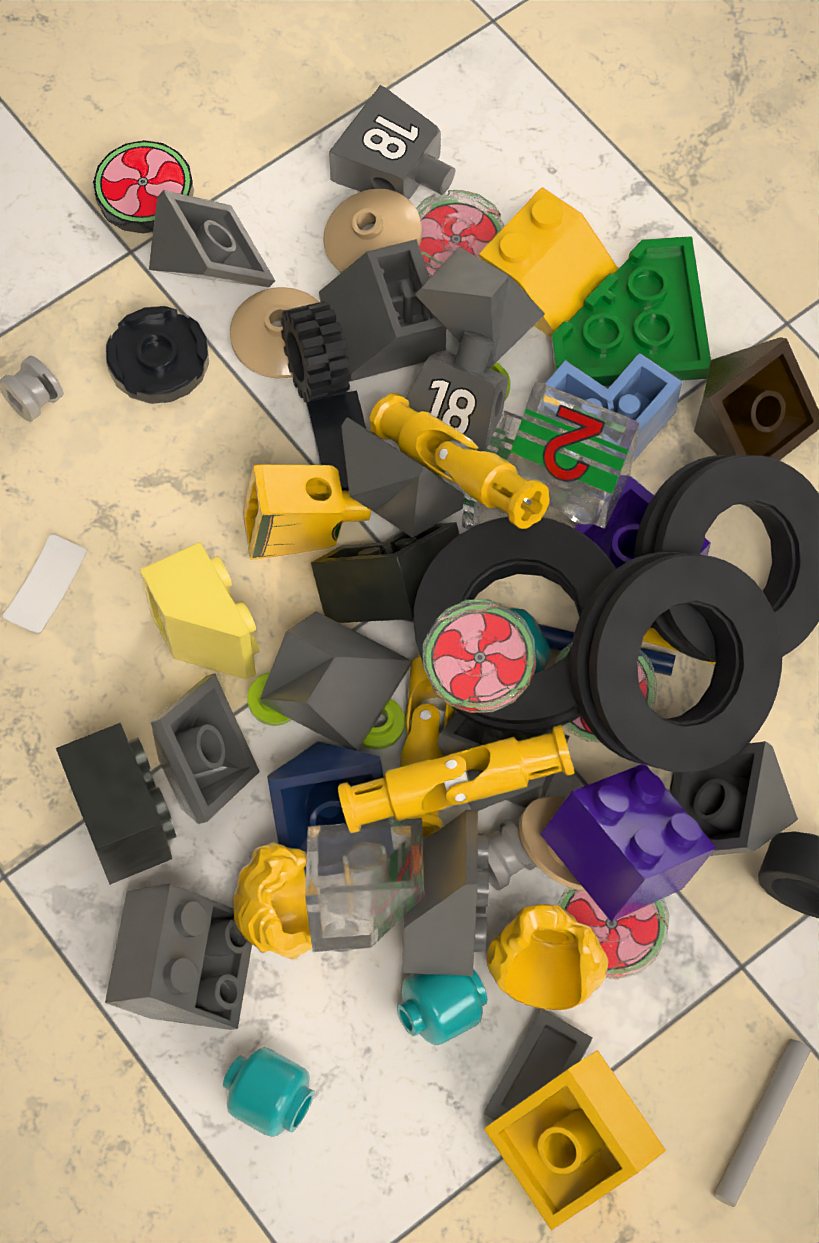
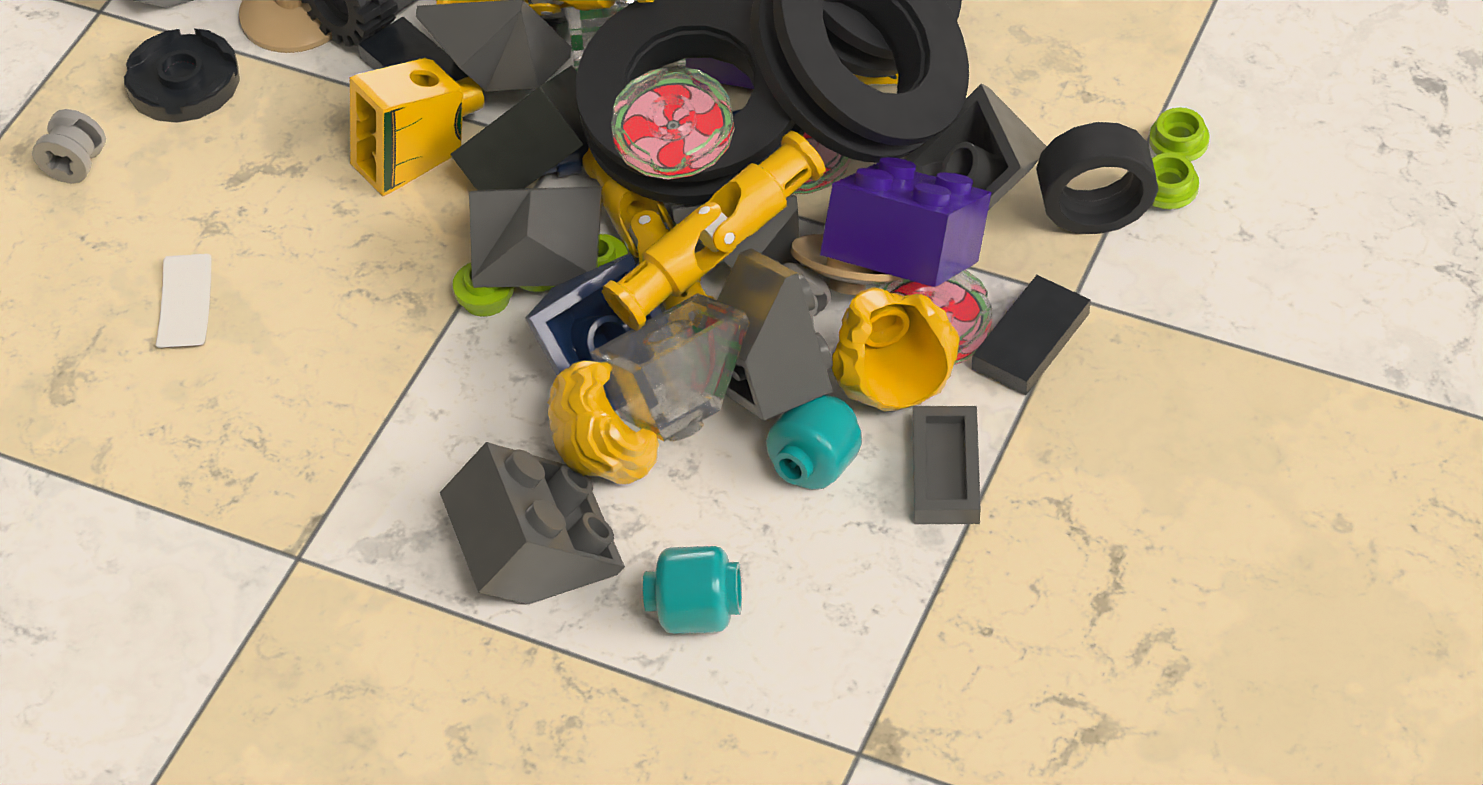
camera: 25 degrees left, 15 degrees down
(118, 801) = (382, 419): pearl dark grey brick -> none
(197, 613) = (368, 235): light yellow slope -> none
(203, 750) = (439, 346): dark grey slope -> none
(575, 1140) = (1016, 486): yellow slope -> none
(681, 988) = (1031, 334): none -> black tile
(762, 1123) = (1180, 403): light grey bar -> none

